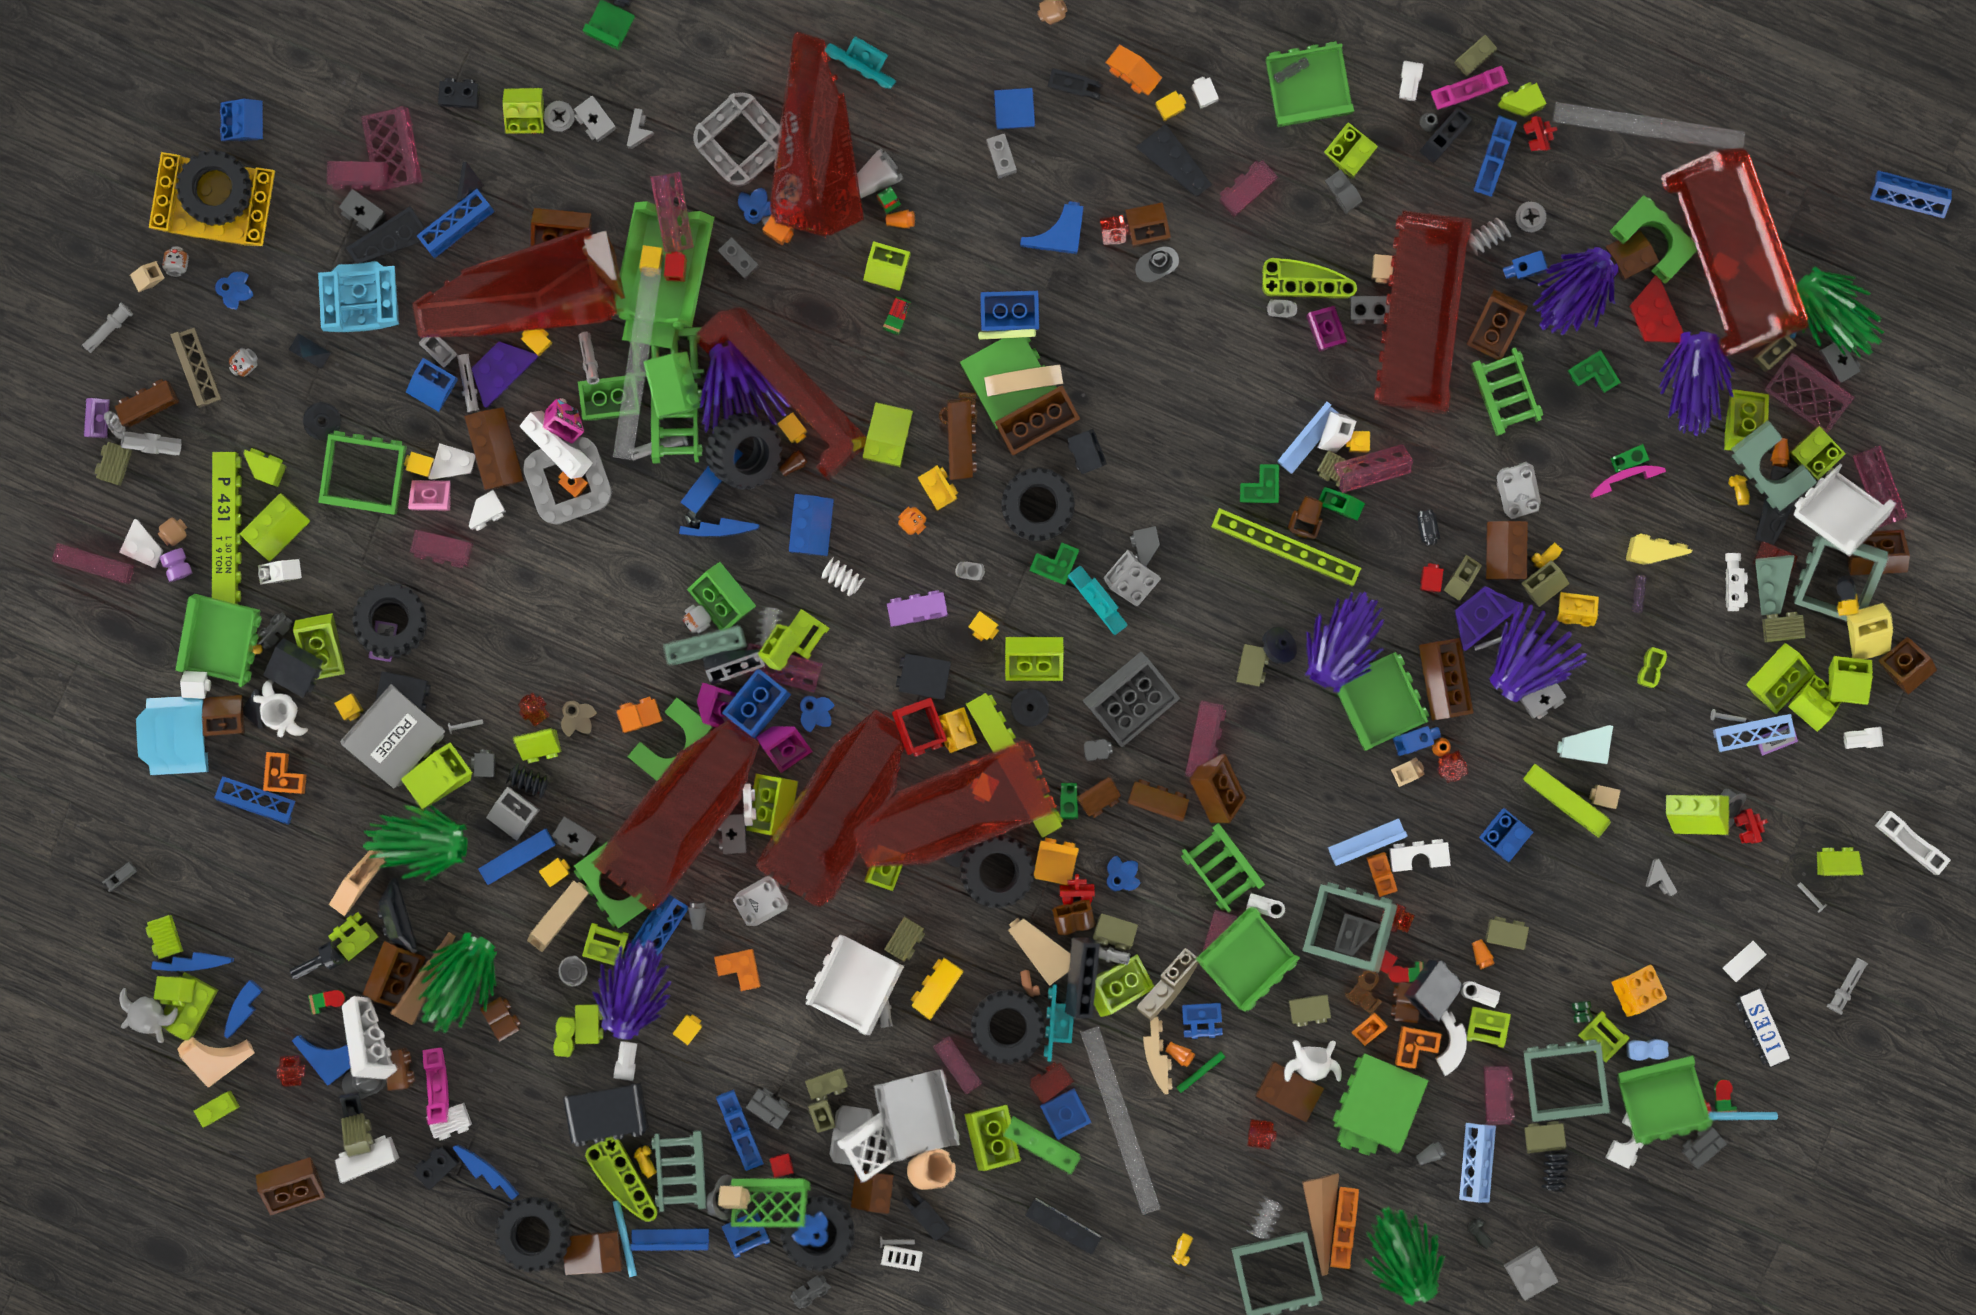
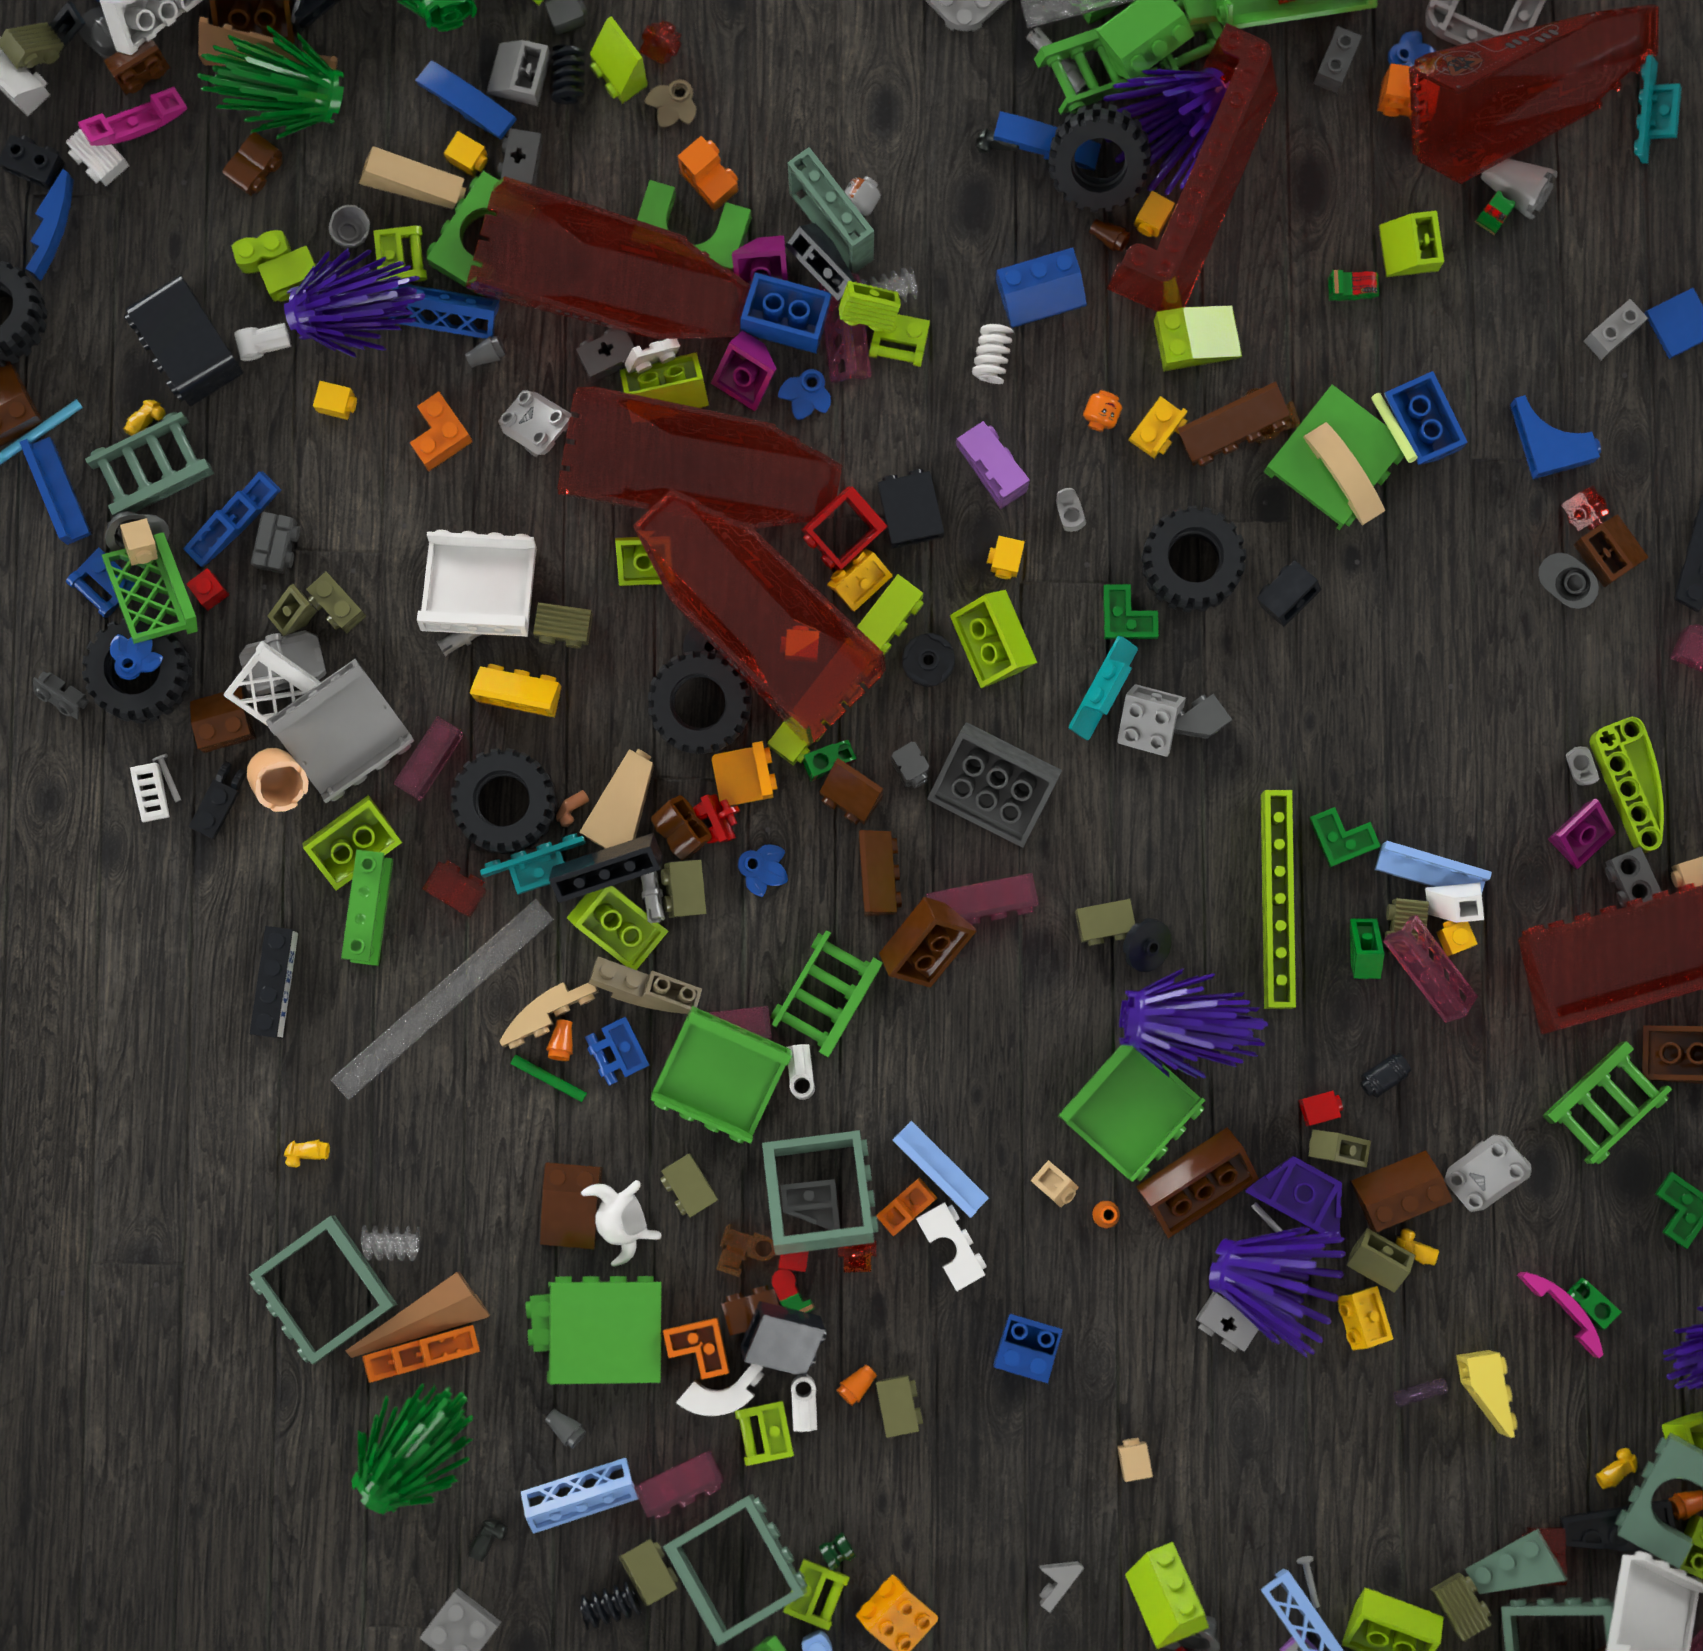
camera: 65 degrees right, 5 degrees down
(614, 1180) = (105, 387): lime beam -> none
(721, 597) = (904, 214): bright green slope -> none
(726, 528) = (990, 183): blue slope -> none
(901, 219) = (1478, 241): orange cone -> none
(1037, 420) = (1301, 510): reddish brown slope -> none
(1065, 1113) = (422, 925): blue tile -> none
(1261, 1134) = (499, 1190): clear red brick -> none
(1309, 512) = (1337, 911): reddish brown piece -> none
(1369, 1029) = (696, 1276): orange slope -> none
(1411, 741) = (1095, 1169): blue torso -> none
(1452, 766) = (1087, 1239): clear red brick -> none
(1567, 801) = (1107, 1412): lime beam -> none
(1587, 746) = (1190, 1408): light aqua slope -> none
(1650, 672) = (1340, 1448): lime brick -> none
(1735, 587) = (1488, 1519): white brick -> none

